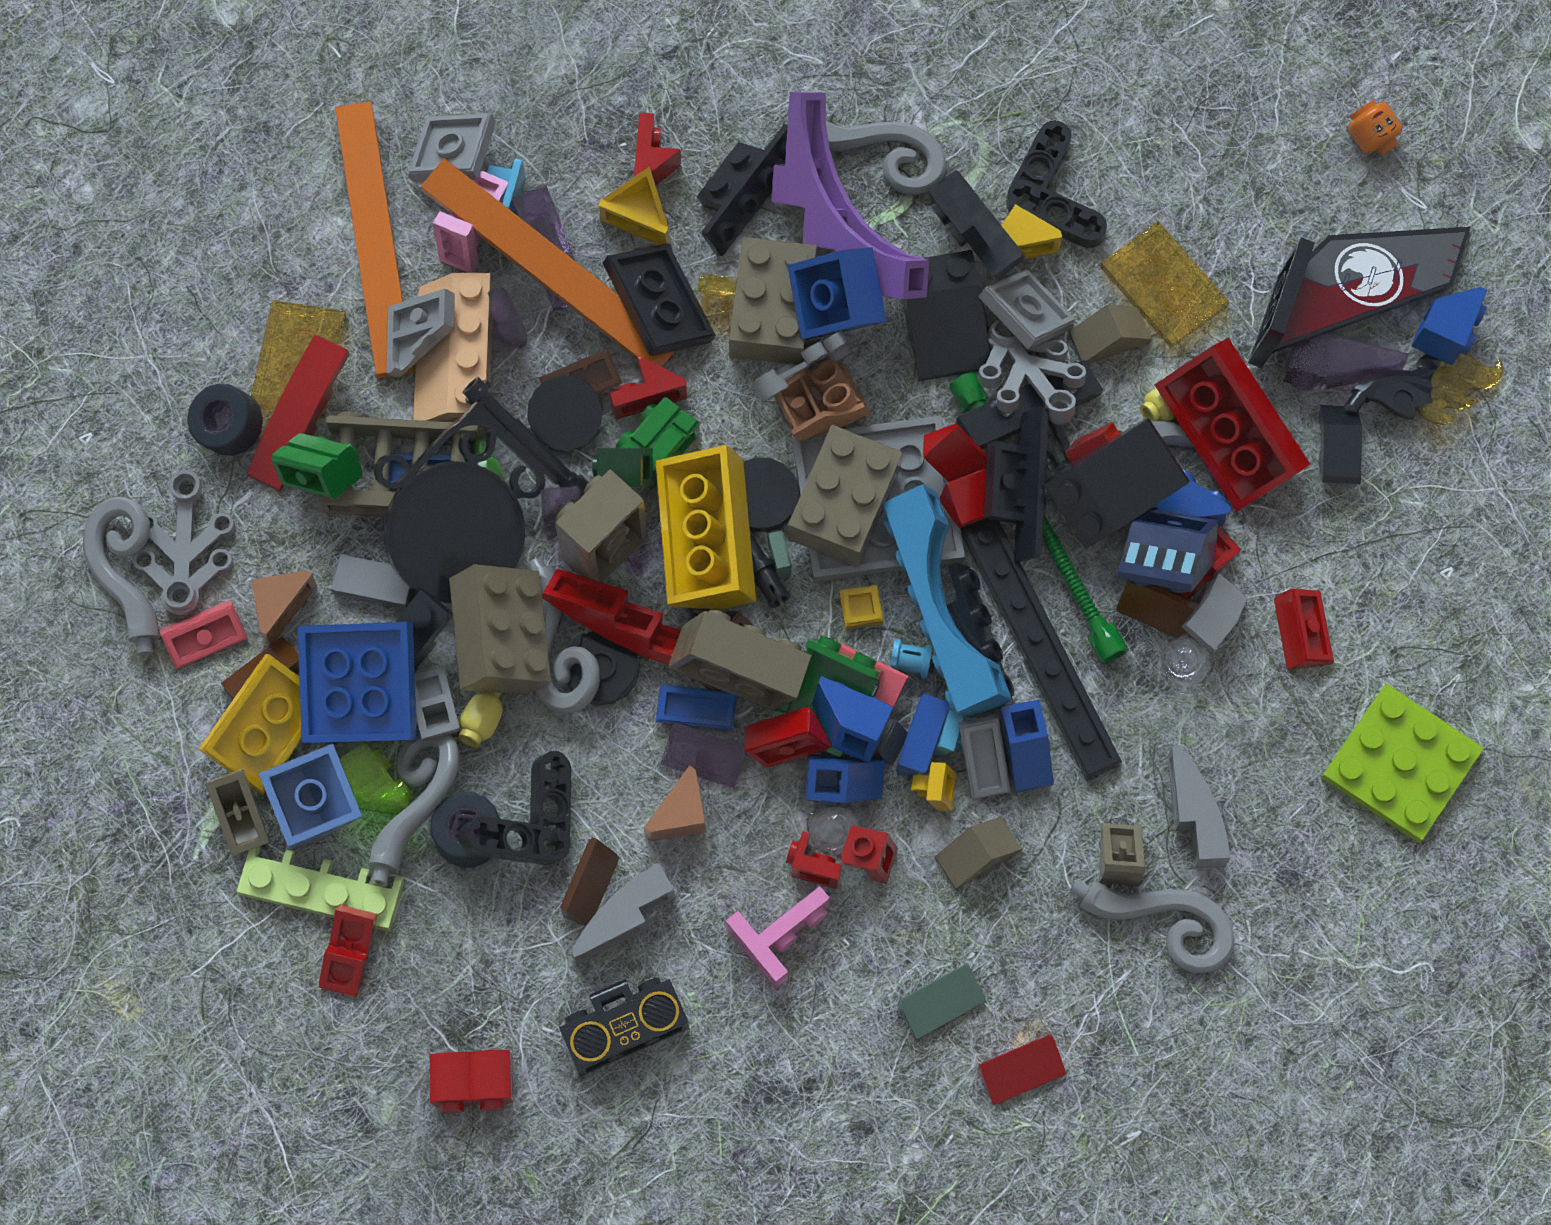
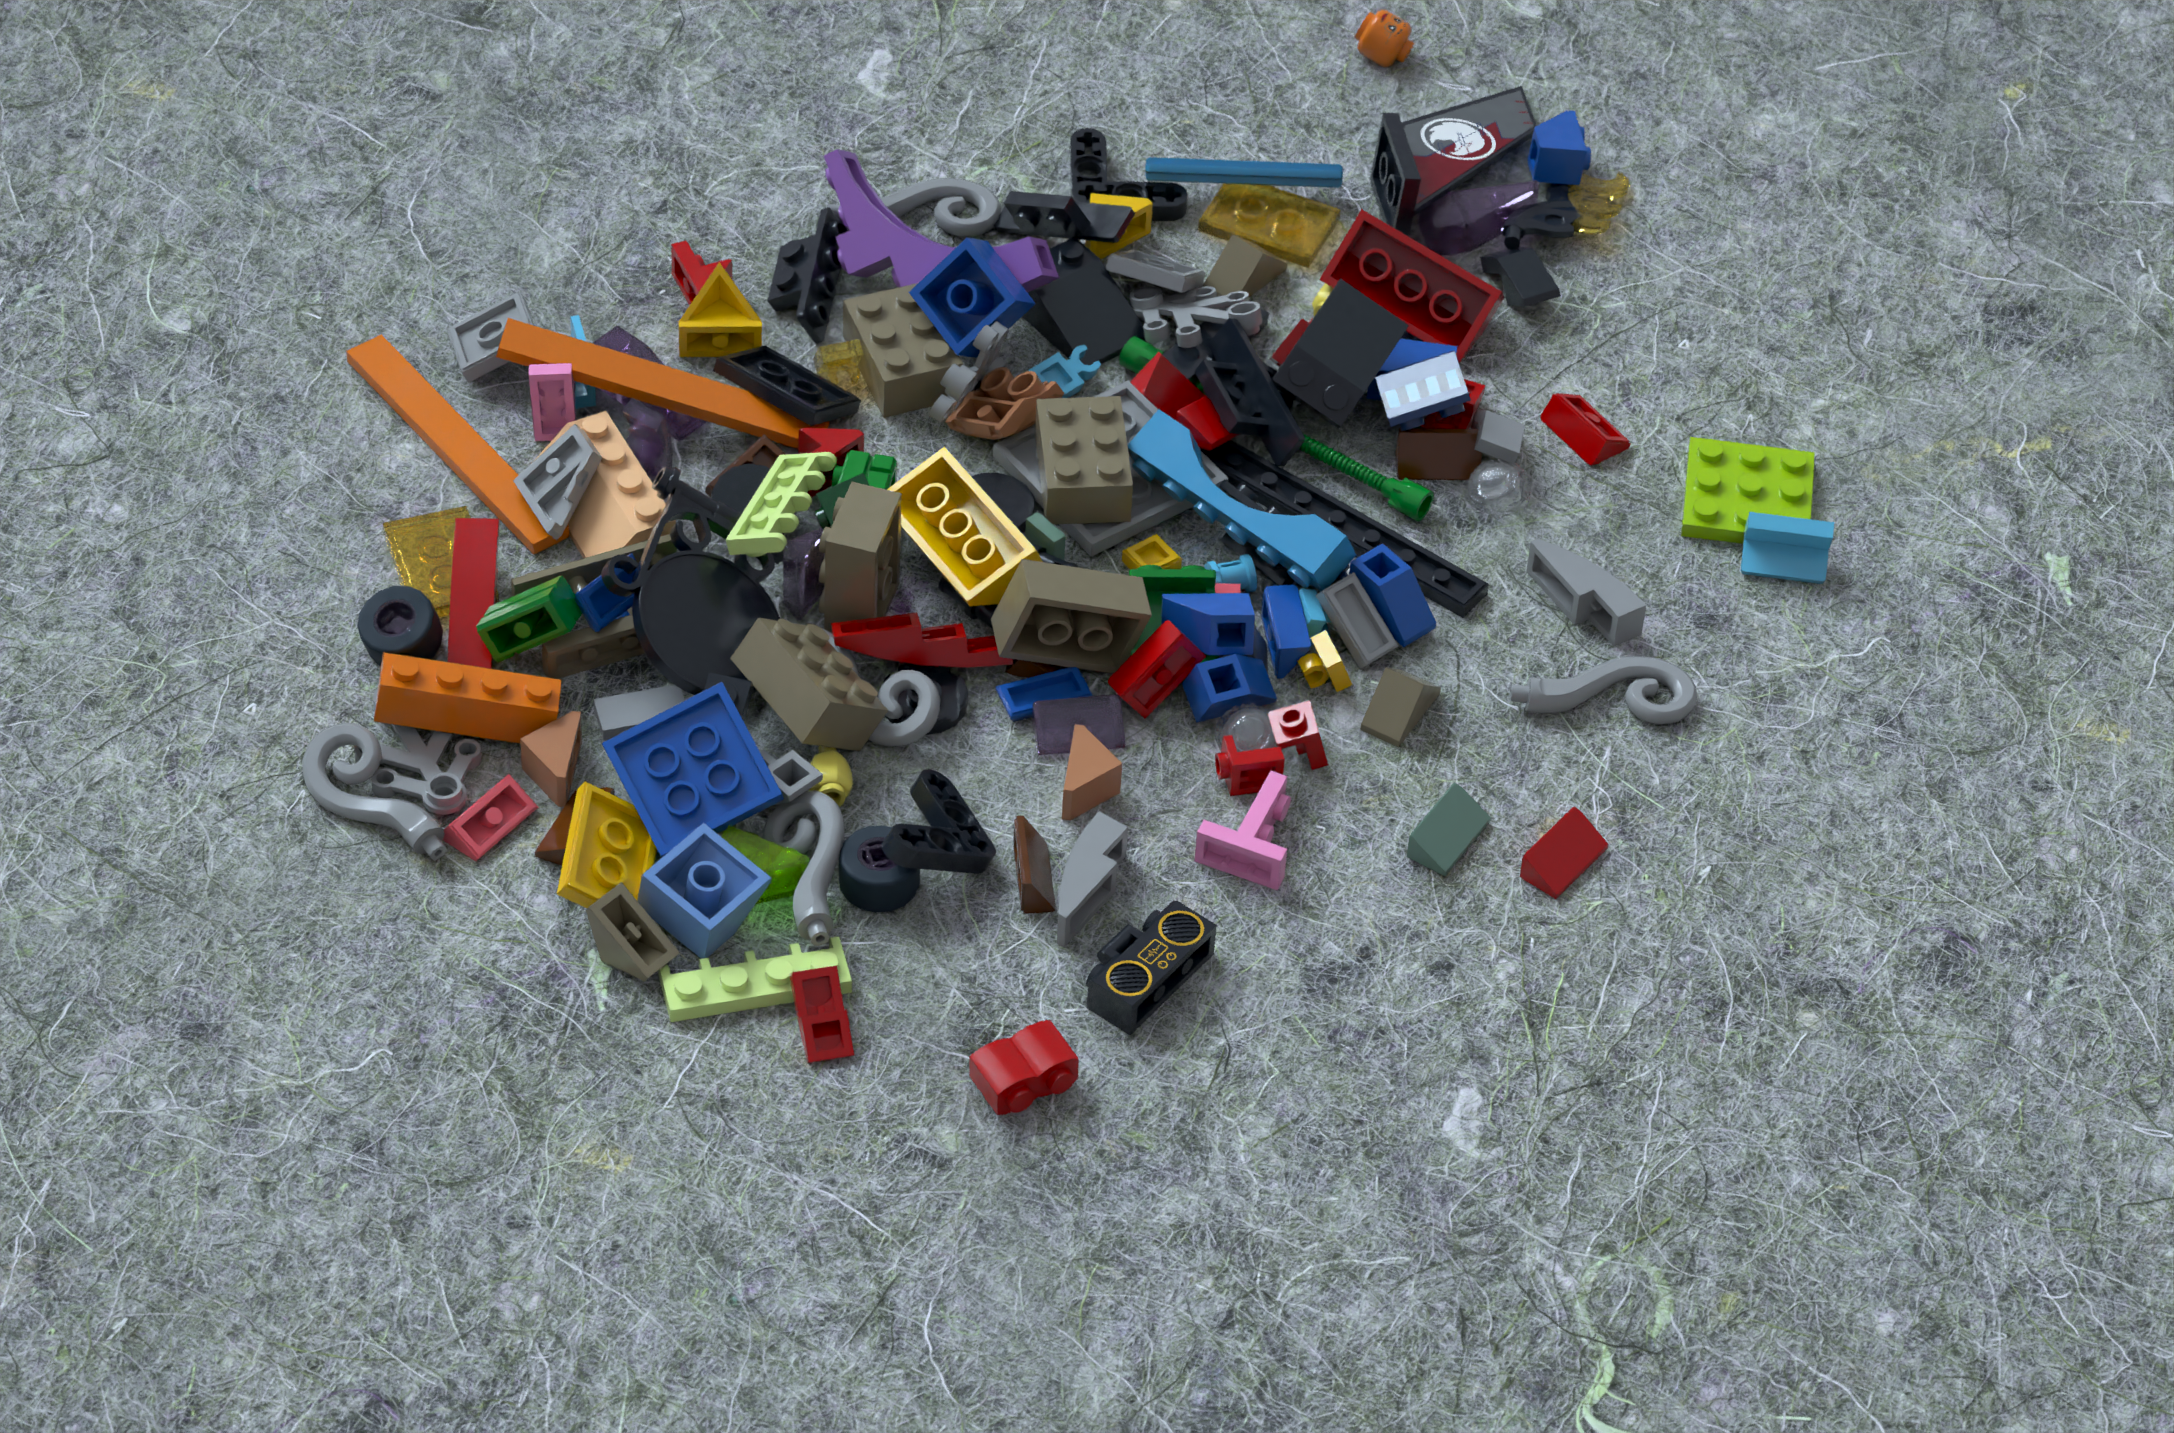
camera: 30 degrees left, 25 degrees down
(239, 510) = (464, 698): none -> orange slope
(391, 471) = (600, 604): none -> blue tile
(562, 440) = (776, 501): none -> yellowish green hinge
(886, 385) = (1067, 373): none -> medium azure plate
(1121, 855) = (1543, 653): dark tan slope -> none
(1164, 231) = (1243, 172): none -> dark azure axle
(1393, 844) = (1786, 547): none -> medium azure panel

